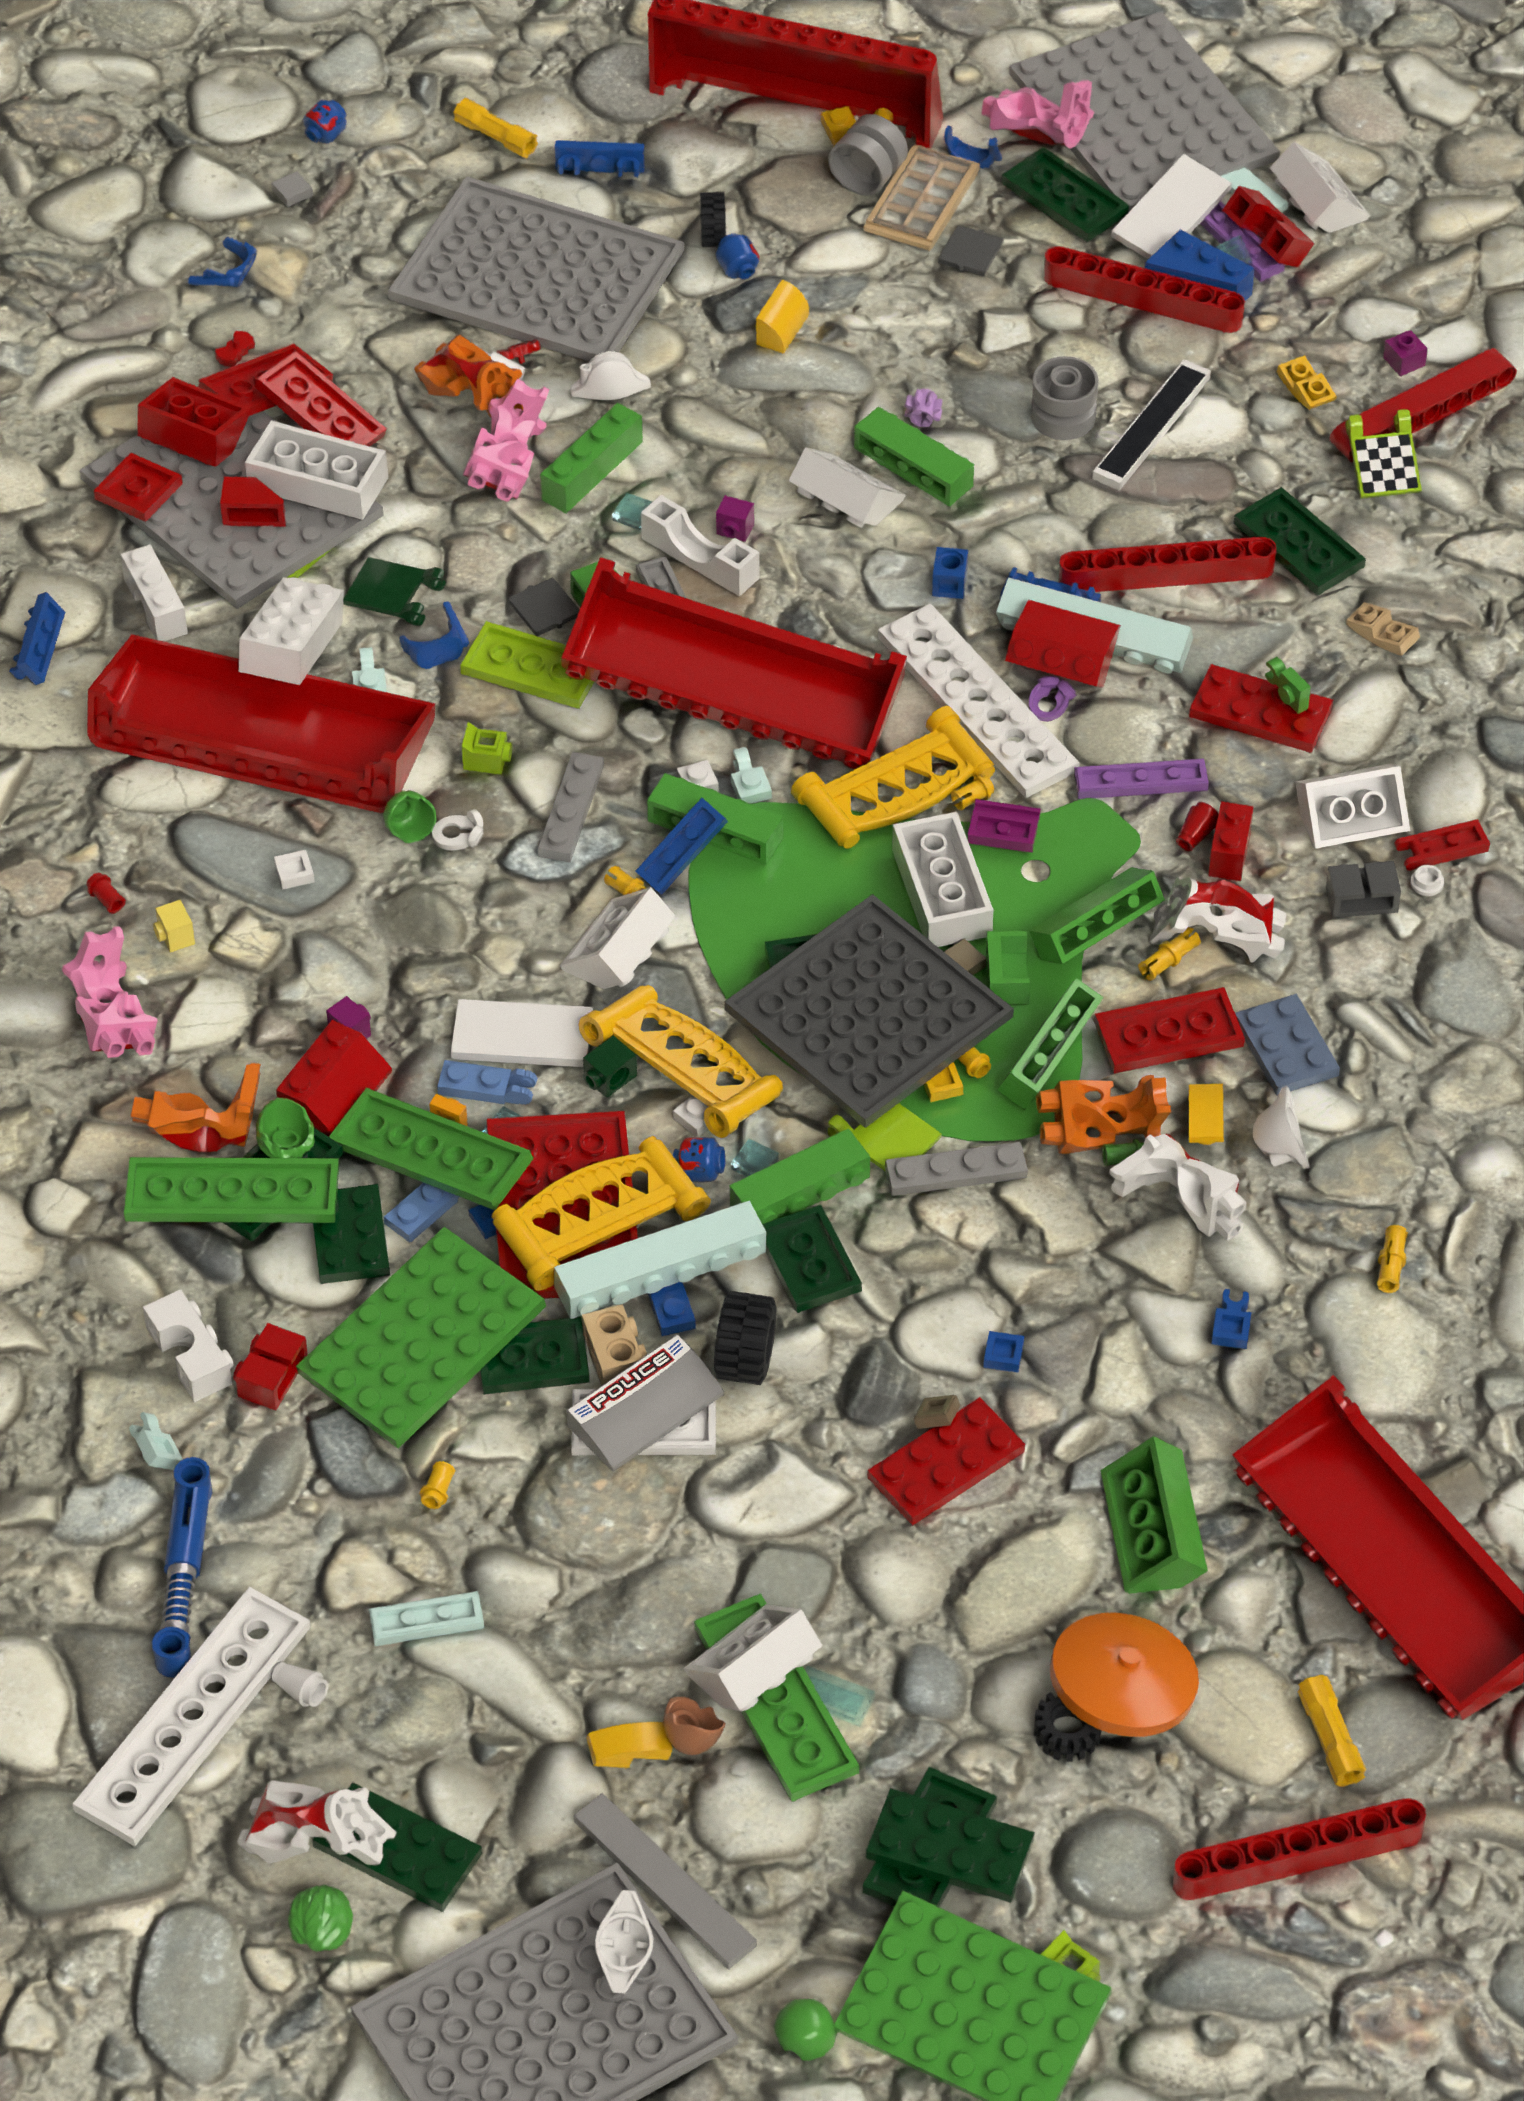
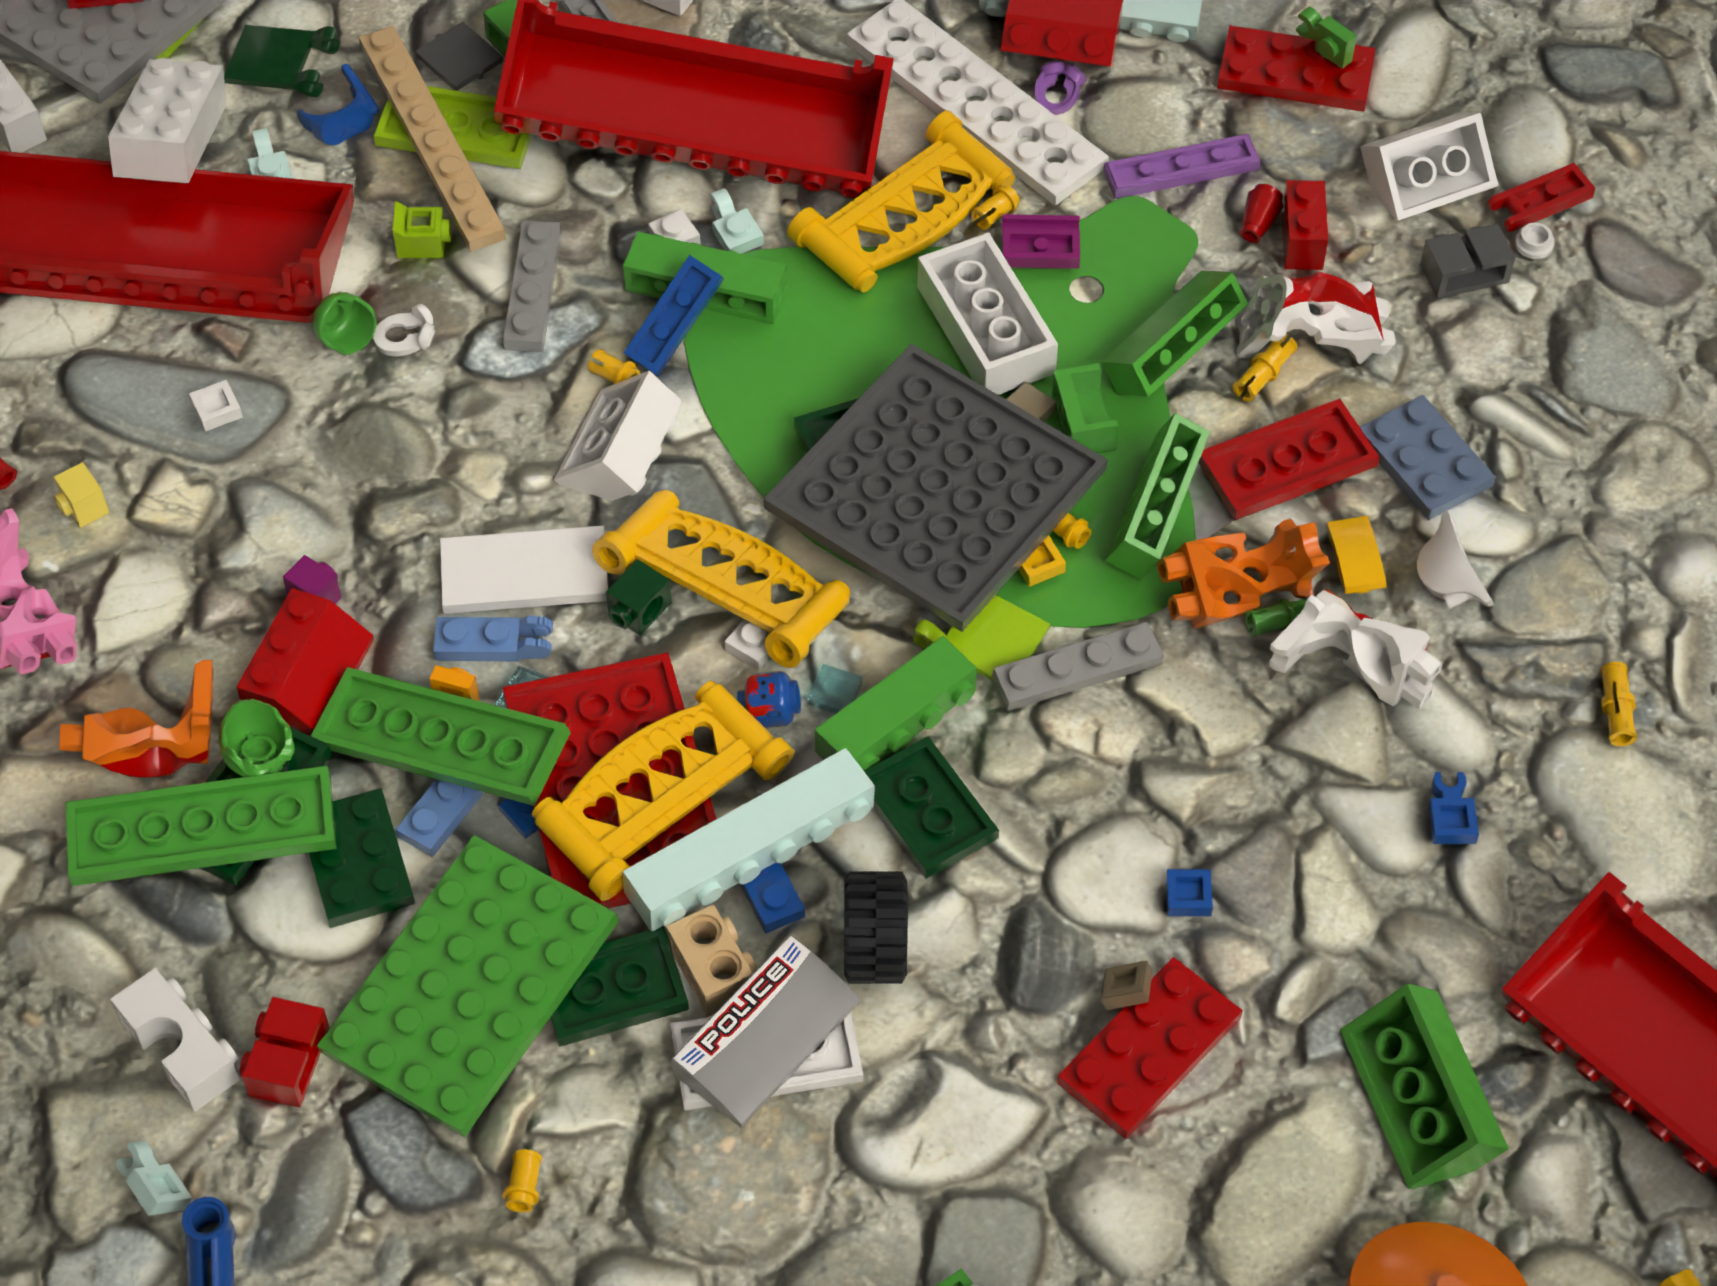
camera: 10 degrees left, 5 degrees up
(508, 673) = (432, 139): none -> tan plate

